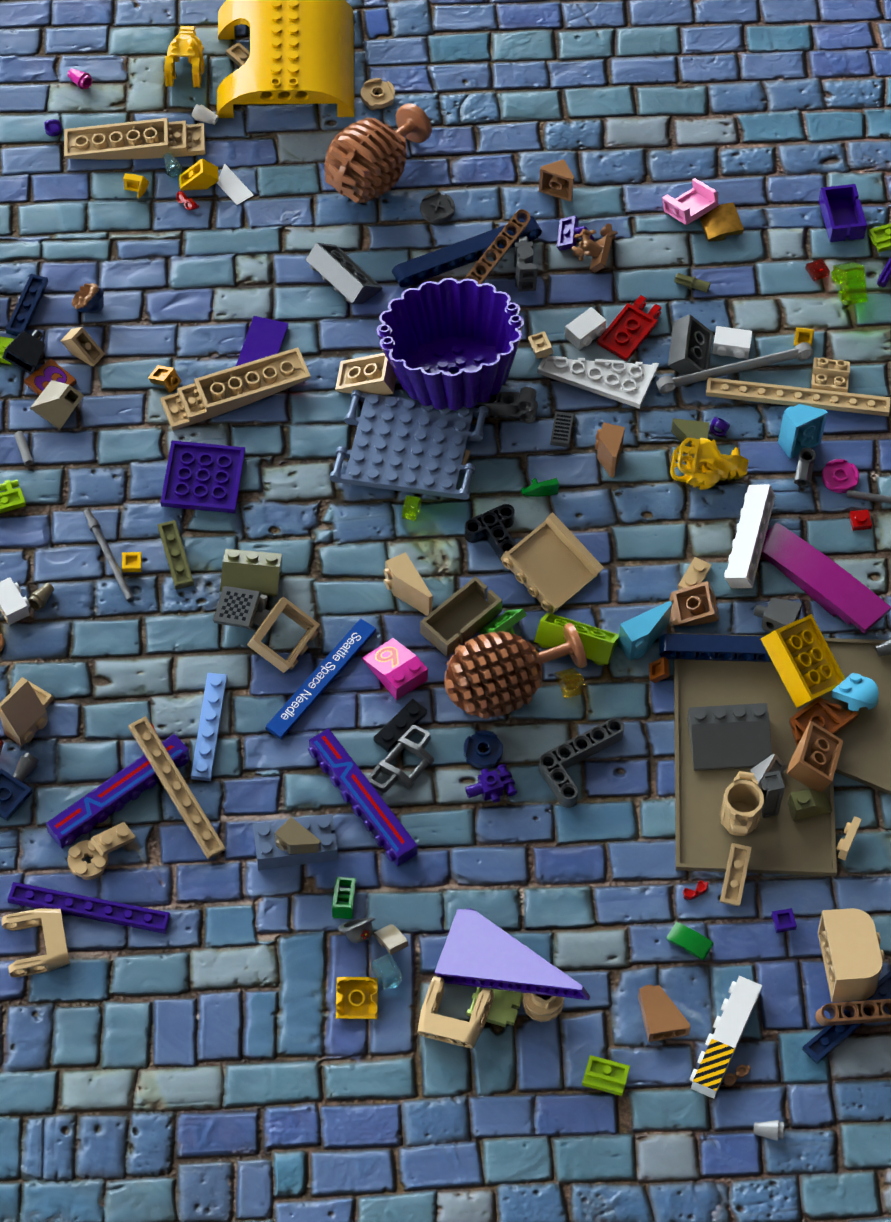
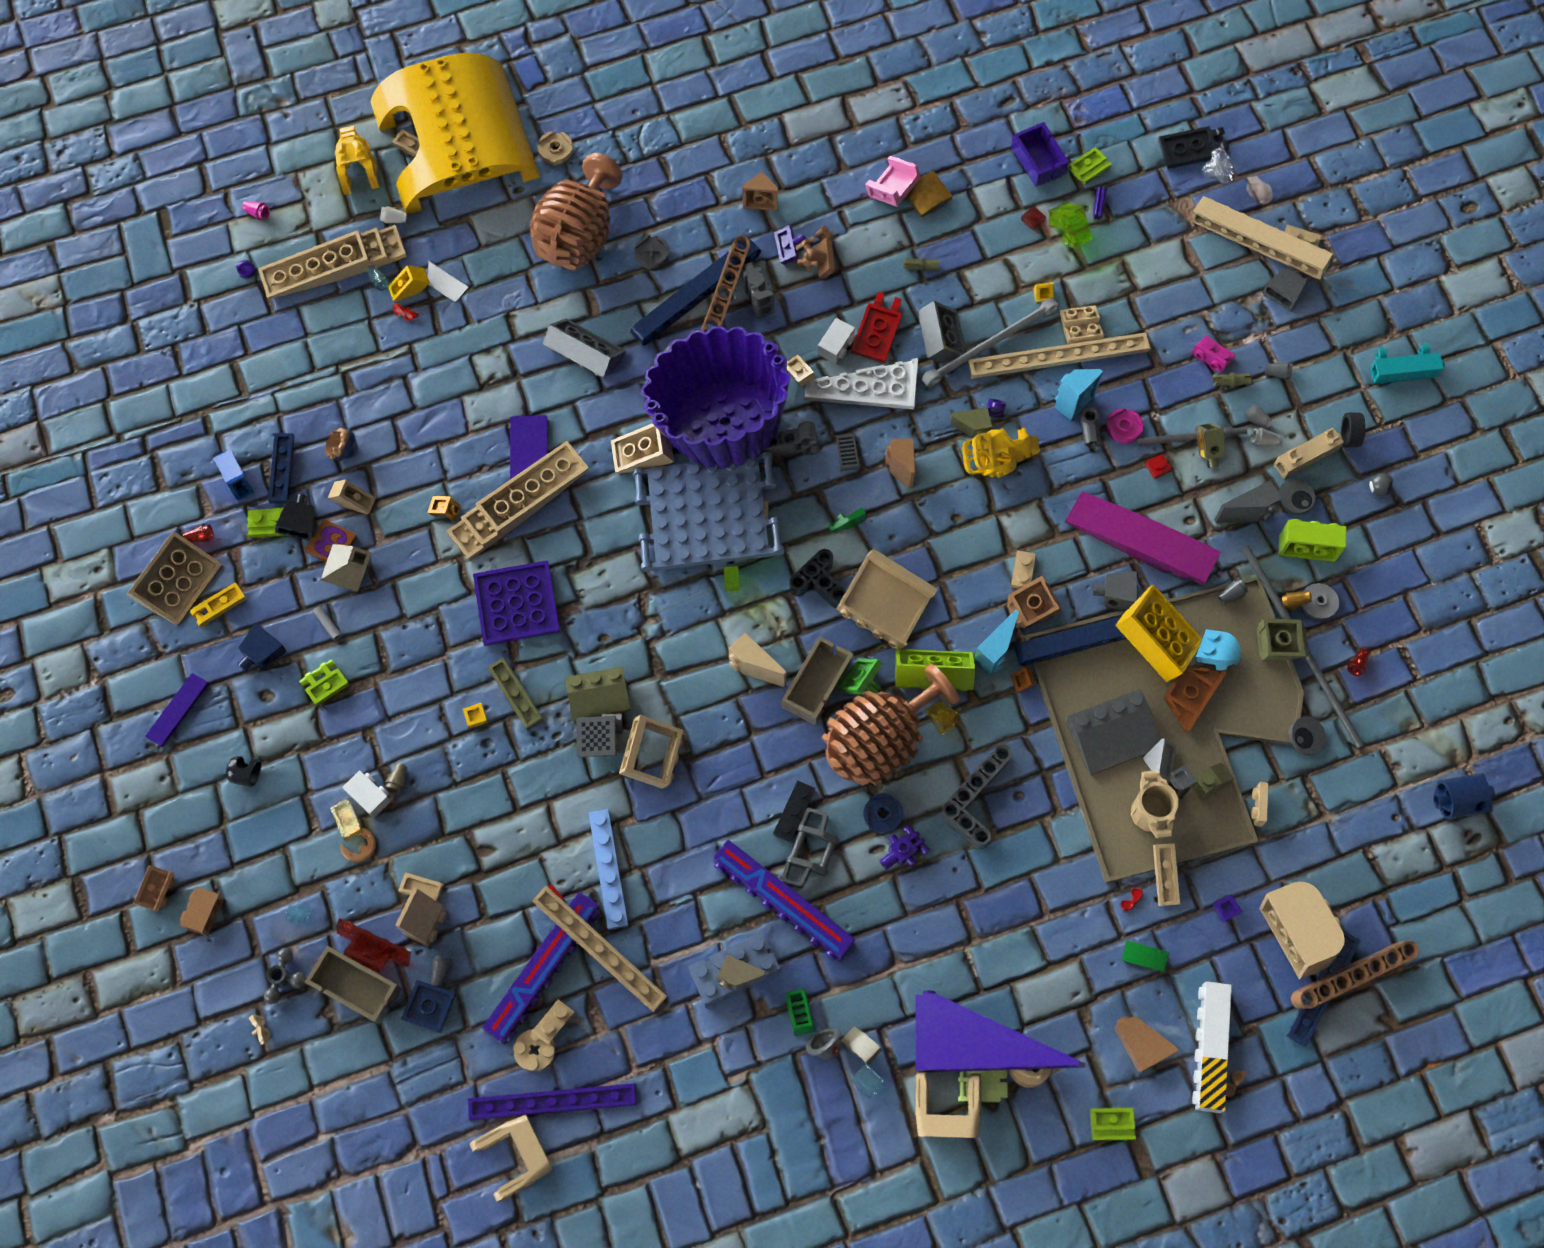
camera: 15 degrees left, 10 degrees up
(94, 527) = (425, 687): flat silver bar -> none
(135, 183) = (348, 307): yellow plate -> none
(320, 679) = (700, 785): blue tile -> none
(356, 998) = (847, 1117): yellow slope -> none
(396, 668) = (770, 751): dark pink slope -> none
(732, 342) = (979, 316): white brick -> none
(750, 536) = (1064, 515): white brick -> none
(770, 1129) = (1285, 1131): light grey cone -> none
(815, 757) = (1204, 731): medium nougat slope -> none

